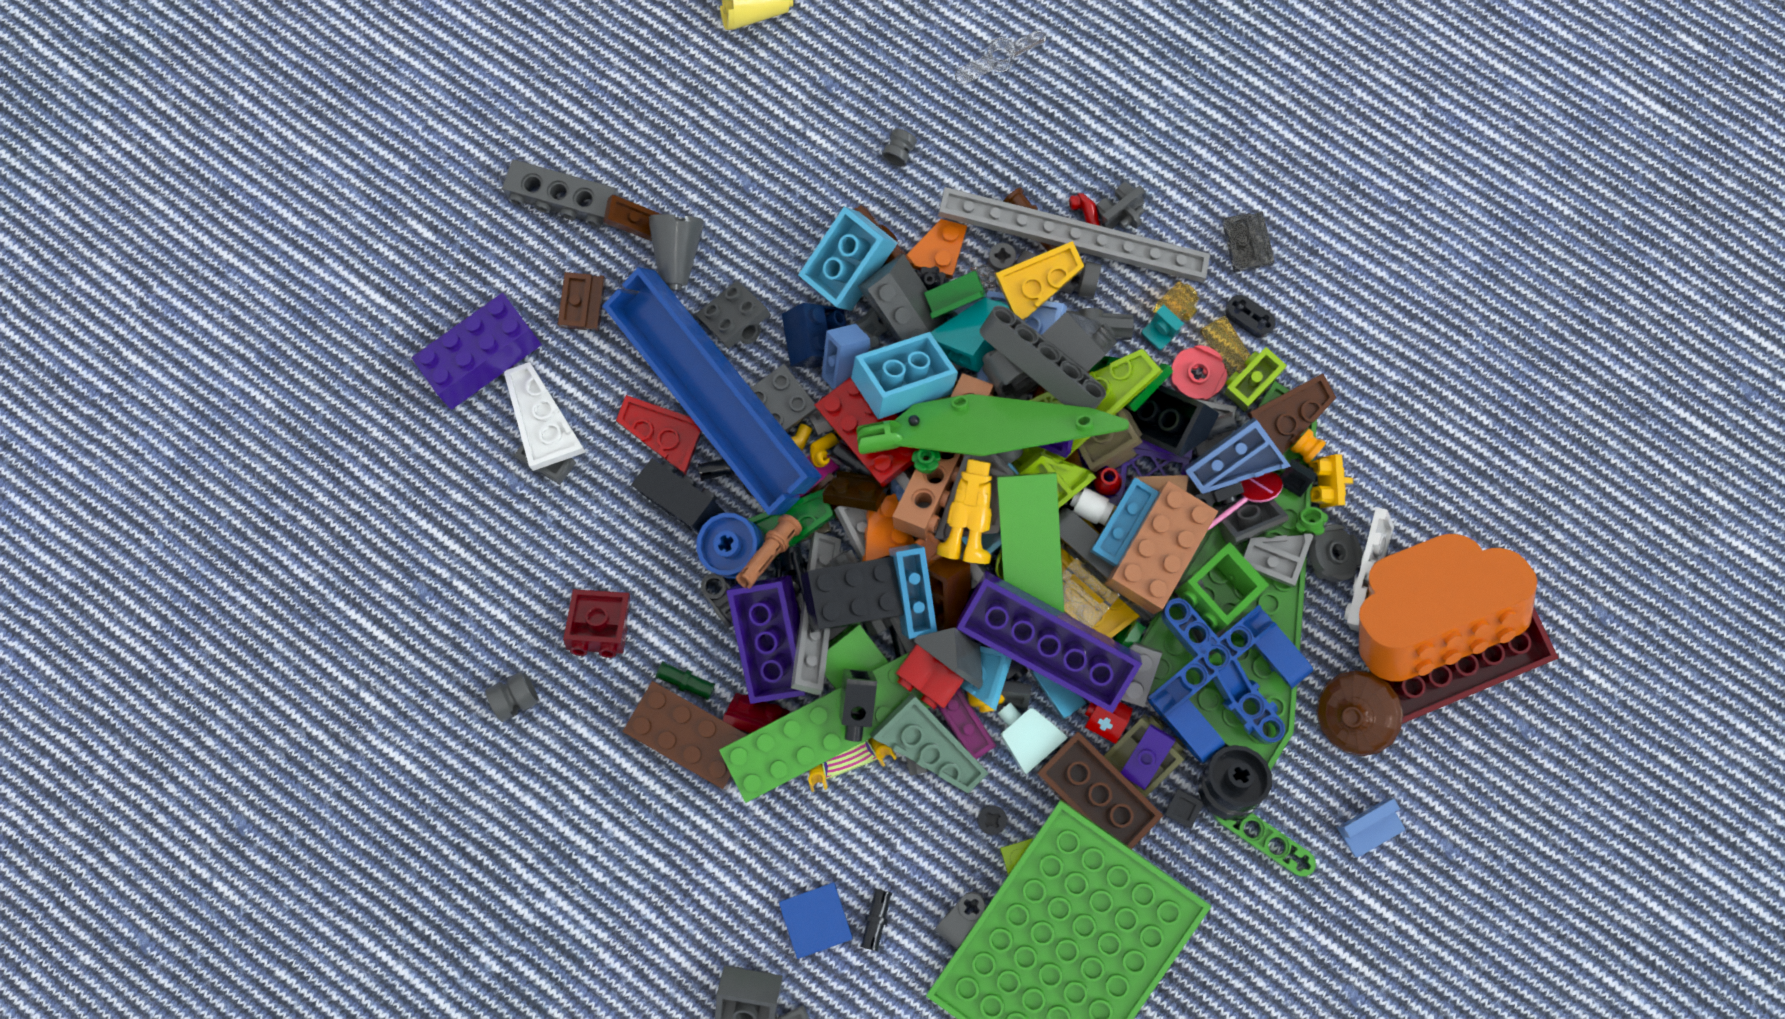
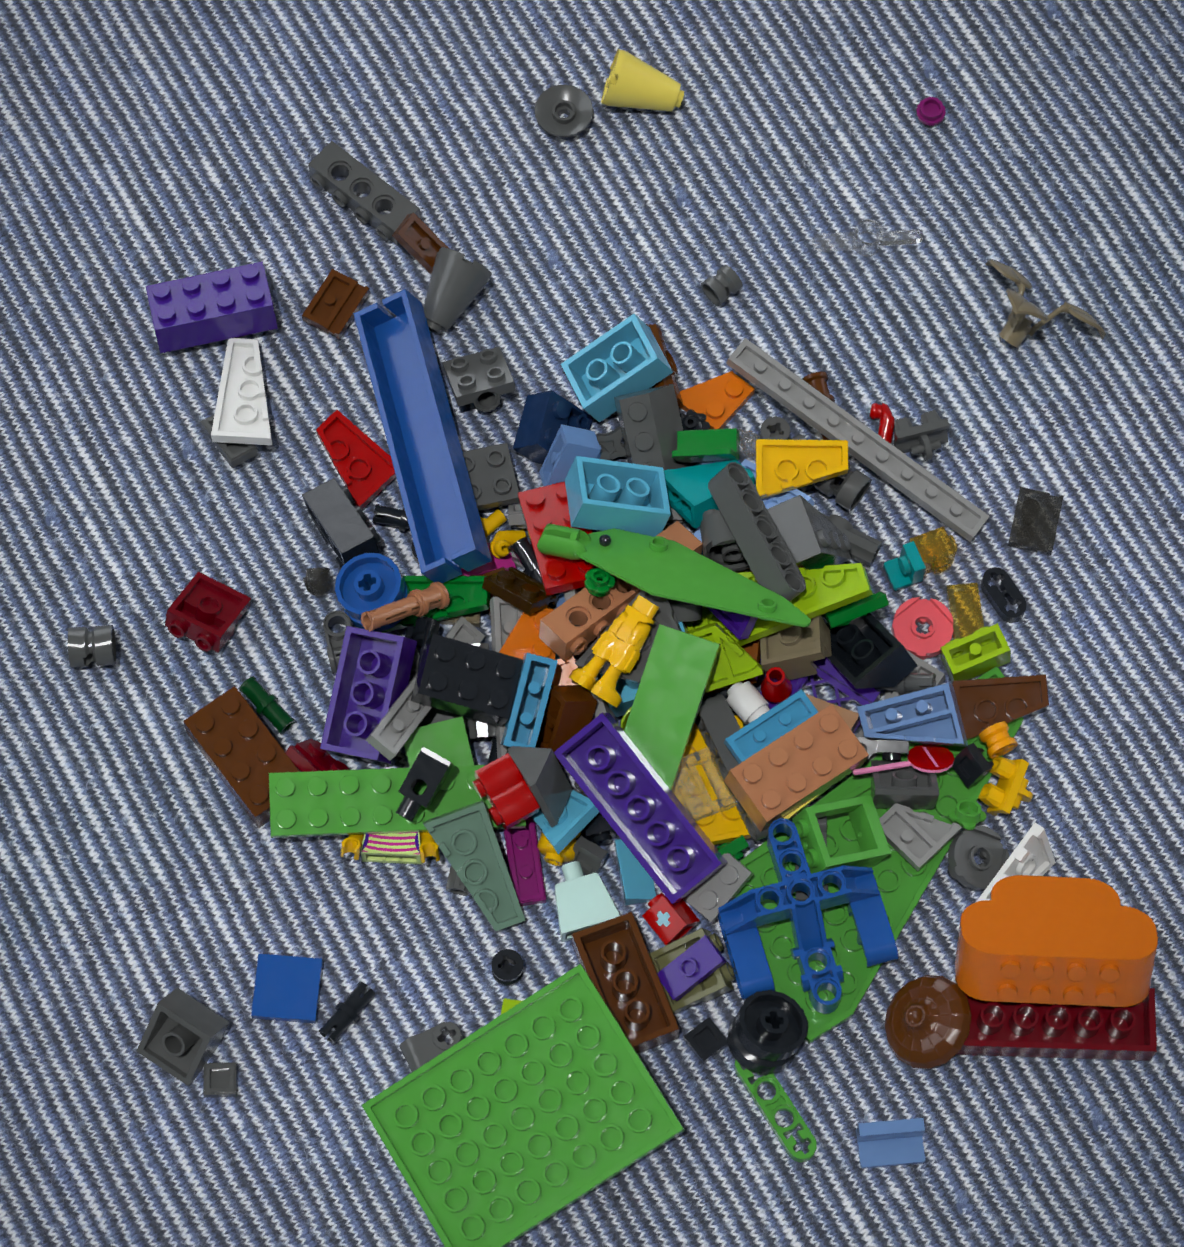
camera: 20 degrees right, 10 degrees down
(678, 552) = (317, 580): none -> clear smoke plate
(695, 39) = (563, 100): none -> dark grey dish
(1160, 78) = (1018, 323): none -> dark tan plant

